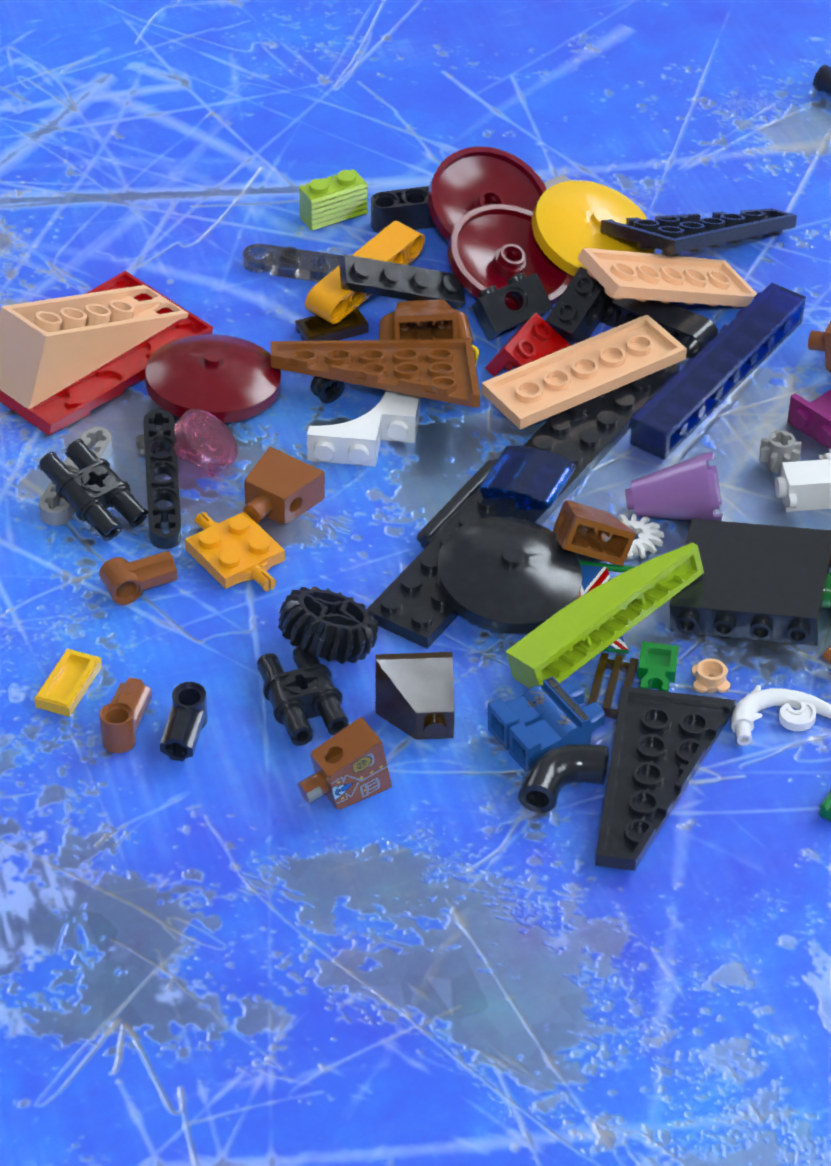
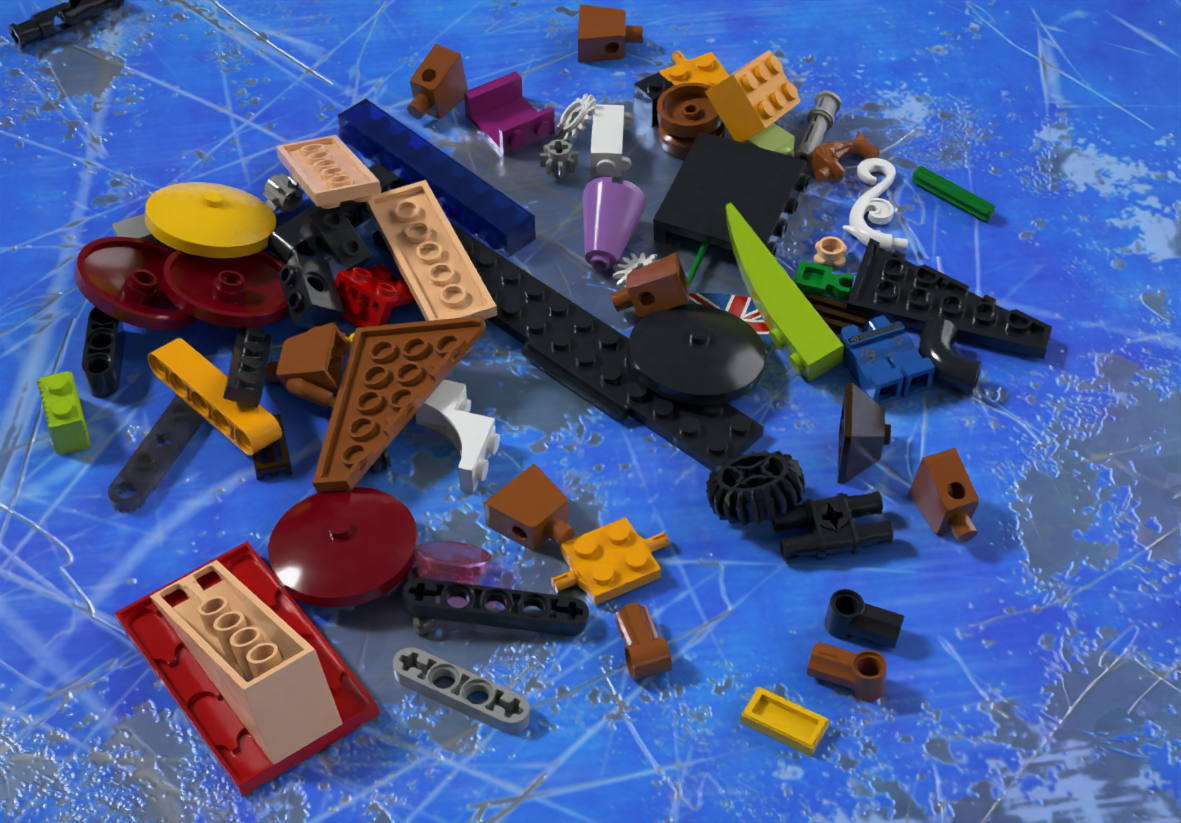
camera: 80 degrees left, 5 degrees up
(93, 489) = (510, 665): black pin -> none
(528, 476) = (573, 317): clear blue slope -> none
(690, 233) = (249, 145): black wing -> none

